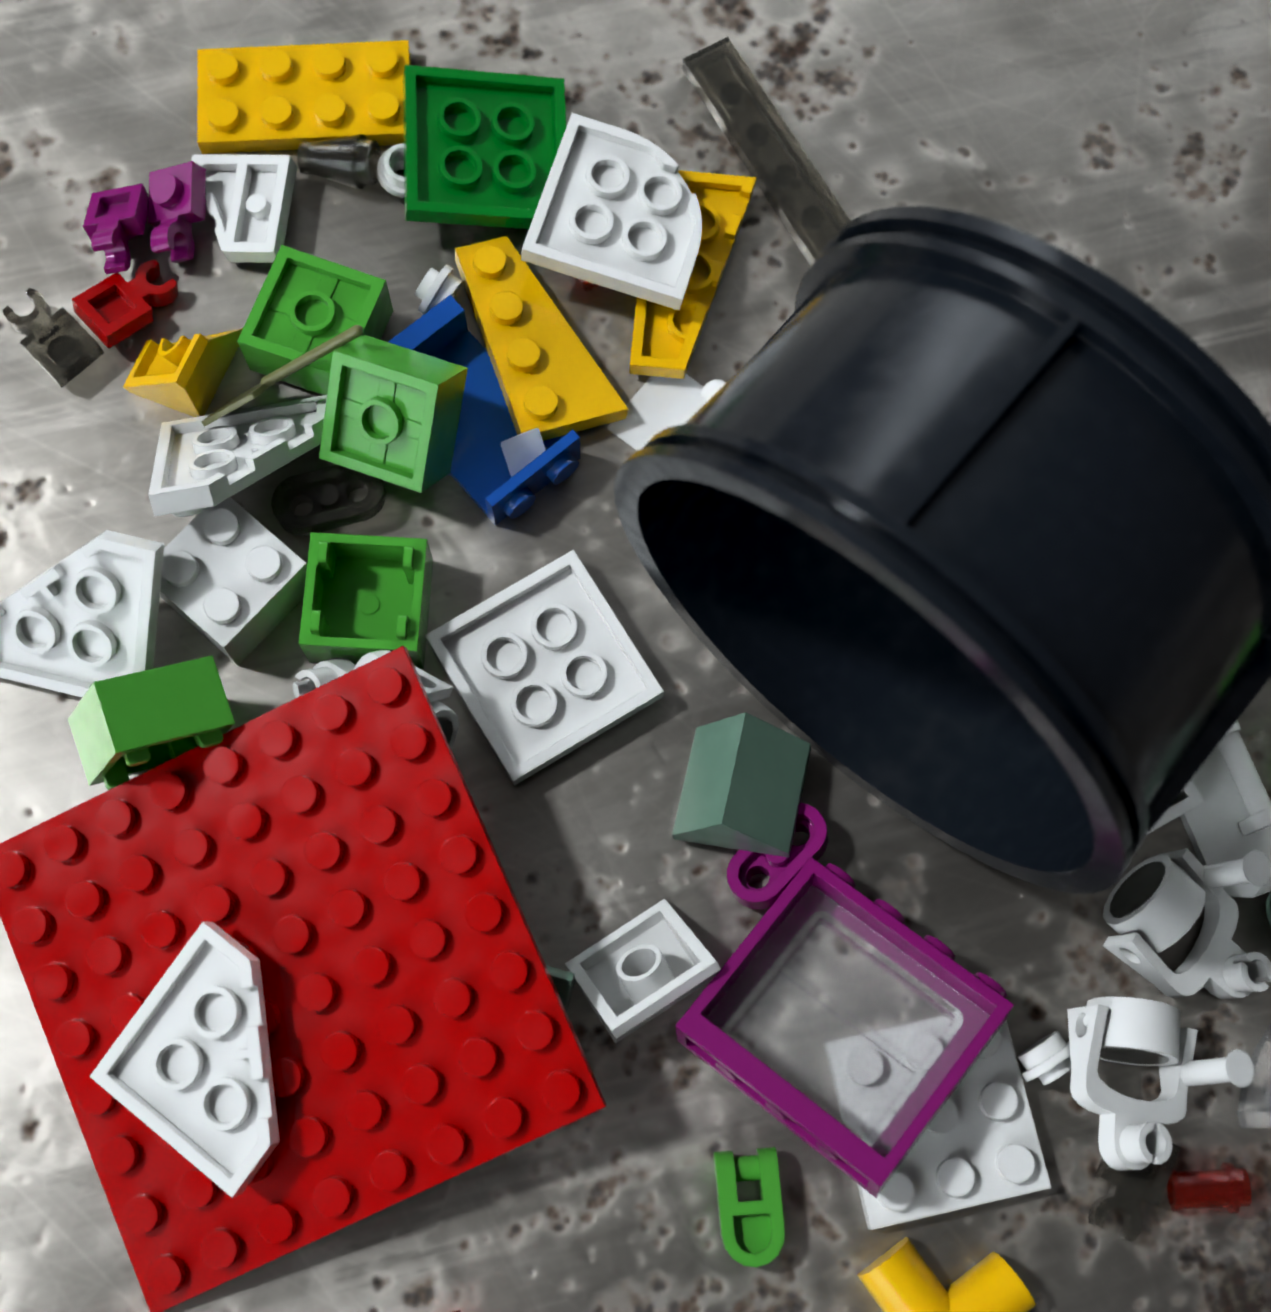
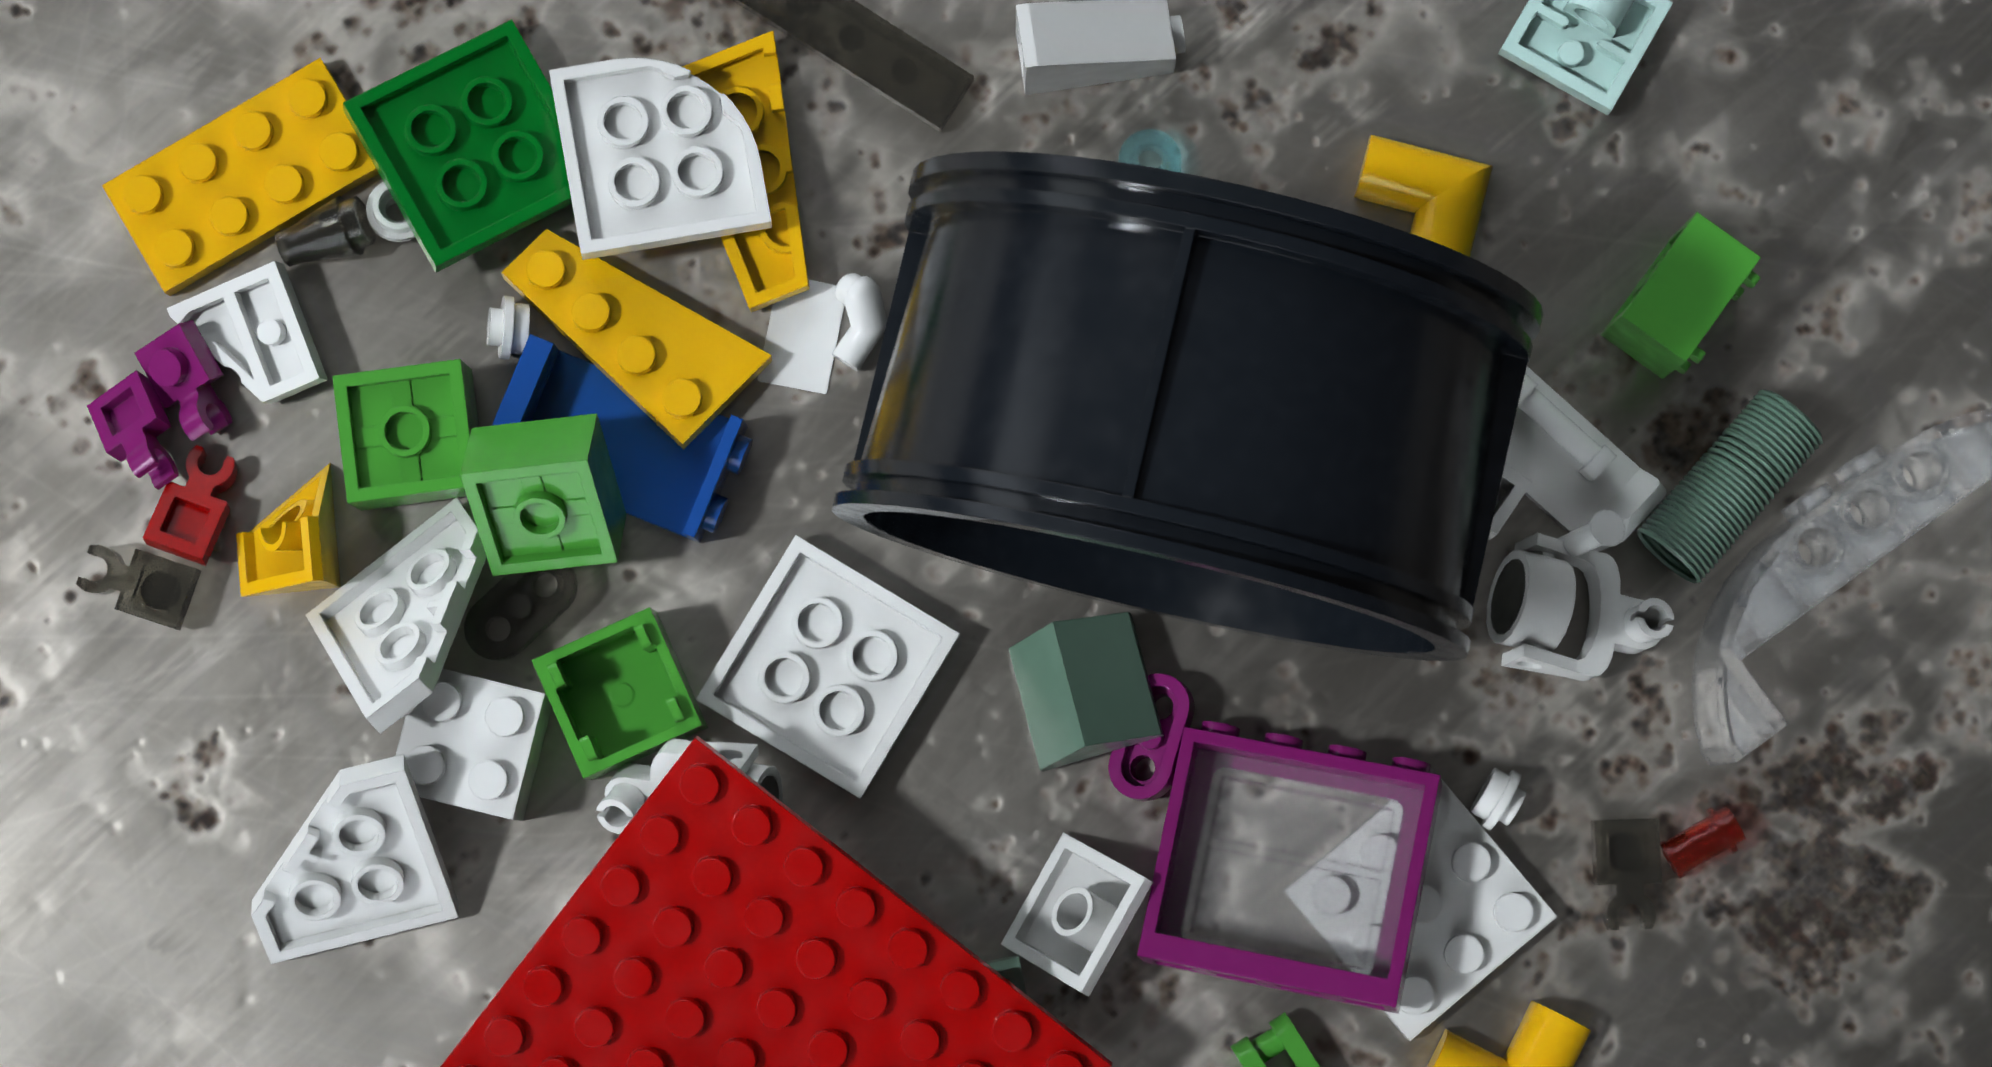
camera: 20 degrees left, 10 degrees up
(148, 719) = (487, 930): bright green container -> none
(285, 371) = (385, 542): olive piece -> none
(522, 449) = (691, 457): white sticker -> none
(1141, 1035) = (1575, 732): white piece -> none

